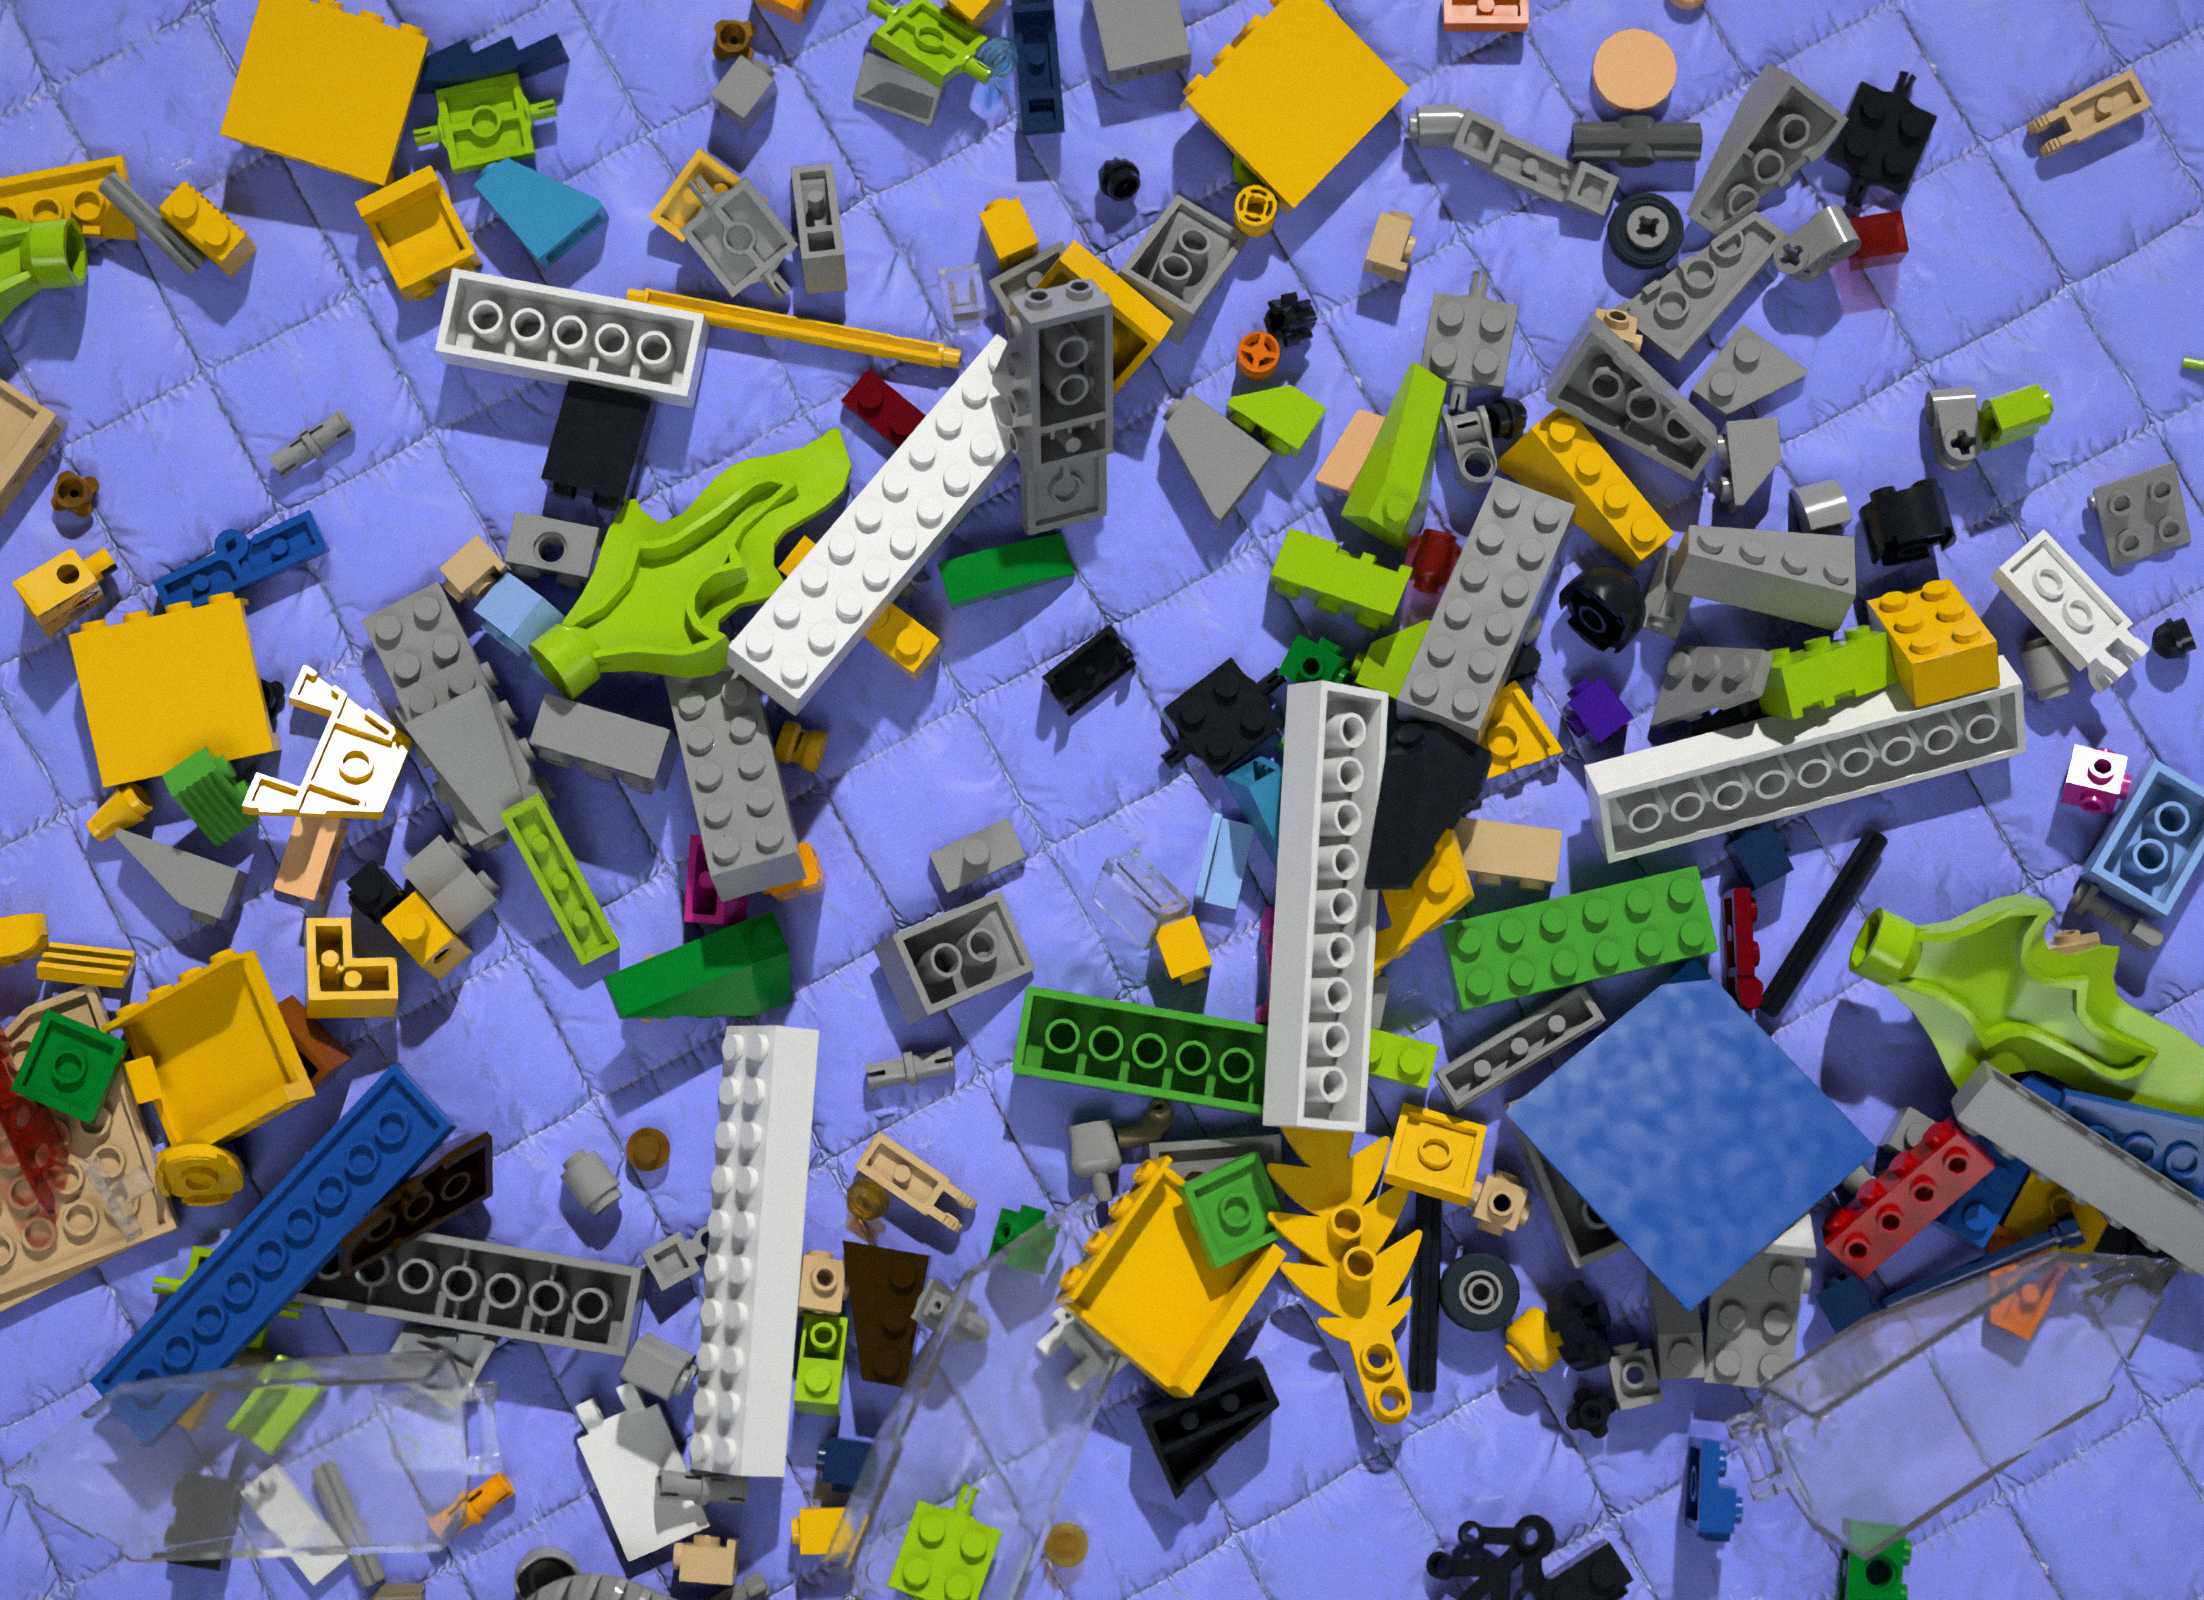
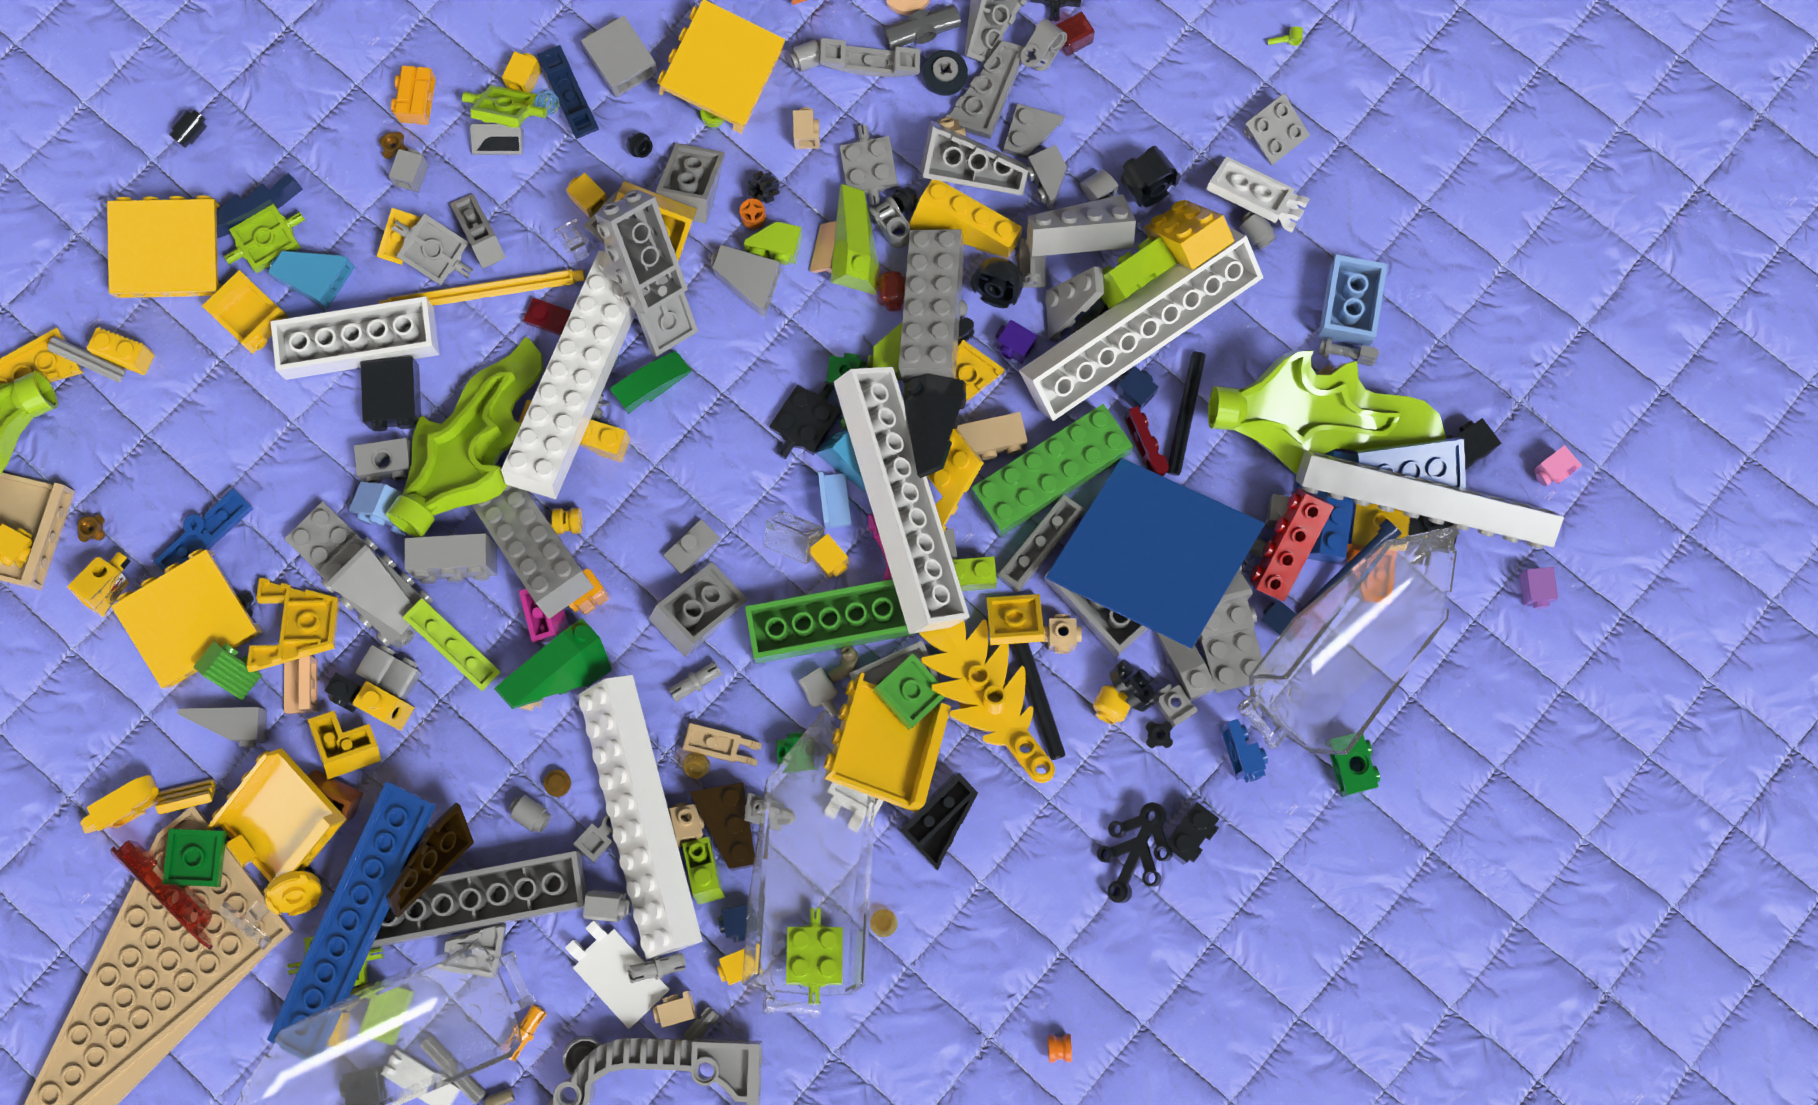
camera: 20 degrees left, 5 degrees down
(122, 810) = (178, 697): yellow cone -> none
(311, 443) = (222, 451): light grey pin -> none
(472, 570) = (340, 489): tan brick -> none
(1089, 670) = (718, 420): black hinge -> none
(1255, 219) = (722, 141): yellow wheel -> none
(1338, 580) = (843, 319): lime wedge -> none
(1466, 1297) = (1061, 690): black wheel -> none
(1952, 419) = (1156, 118): light grey piece -> none
(2014, 416) = (1185, 99): lime brick -> none
(2095, 780) = (1307, 279): brick -> none
(2173, 639) = (1320, 190): black plate -> none

